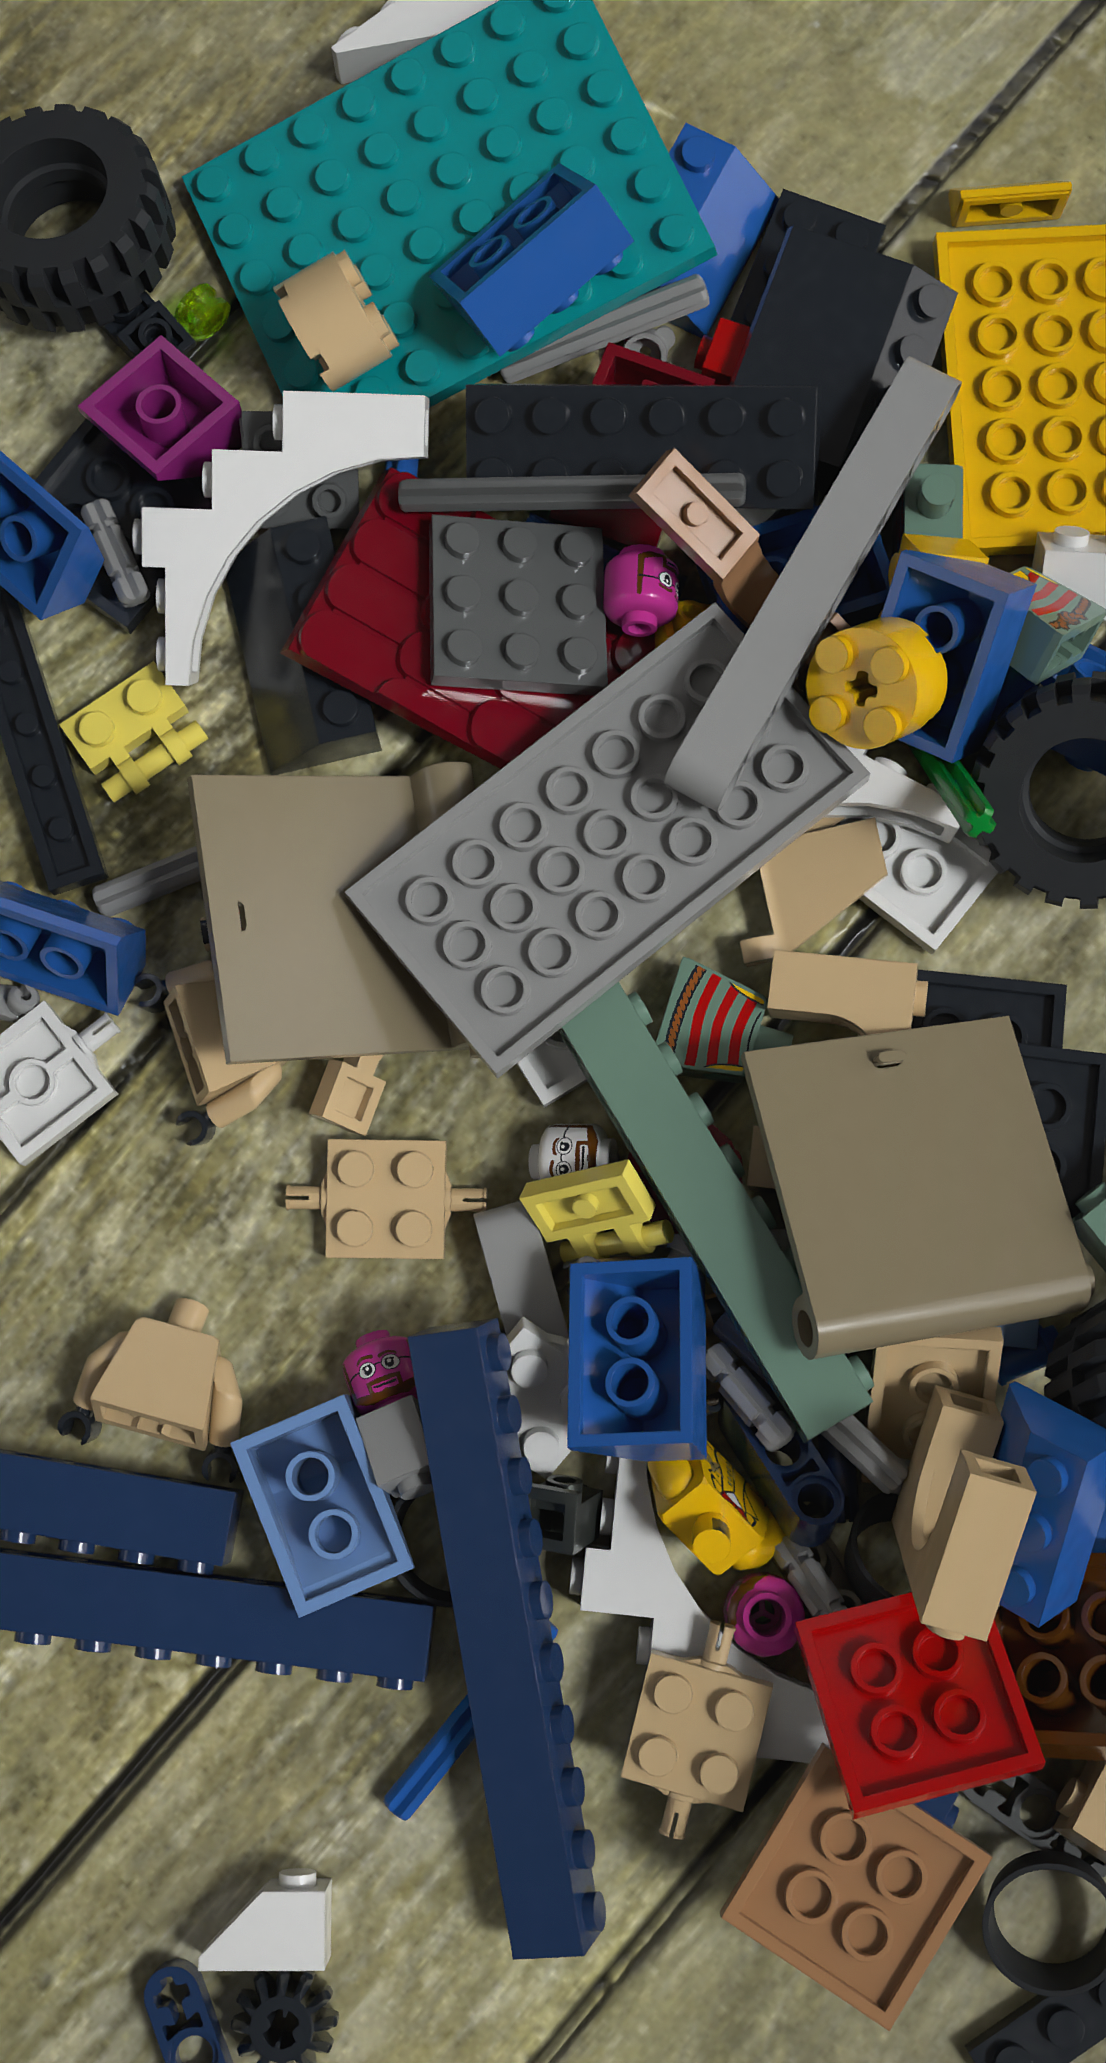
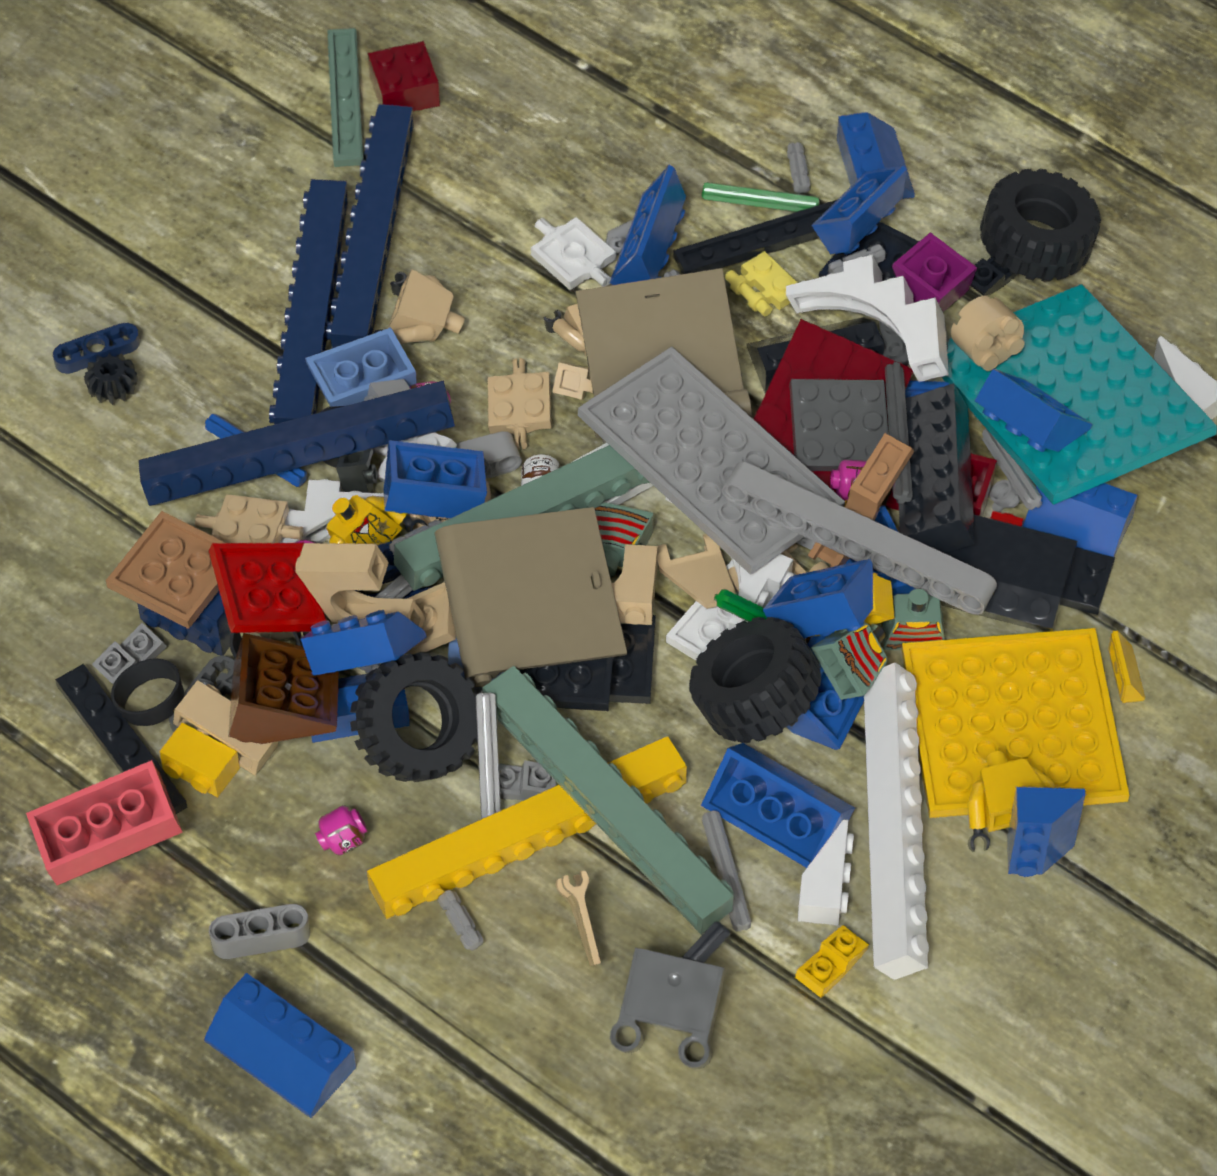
camera: 85 degrees right, 25 degrees down
(202, 312) = (1005, 293): clear neon green bush -> none
(278, 1928) = (155, 373): white slope -> none
(595, 1200) = (514, 470): light yellow plate -> none
(875, 683) = (799, 560): yellow brick -> none
(963, 1981) = (138, 646): none -> light grey slope

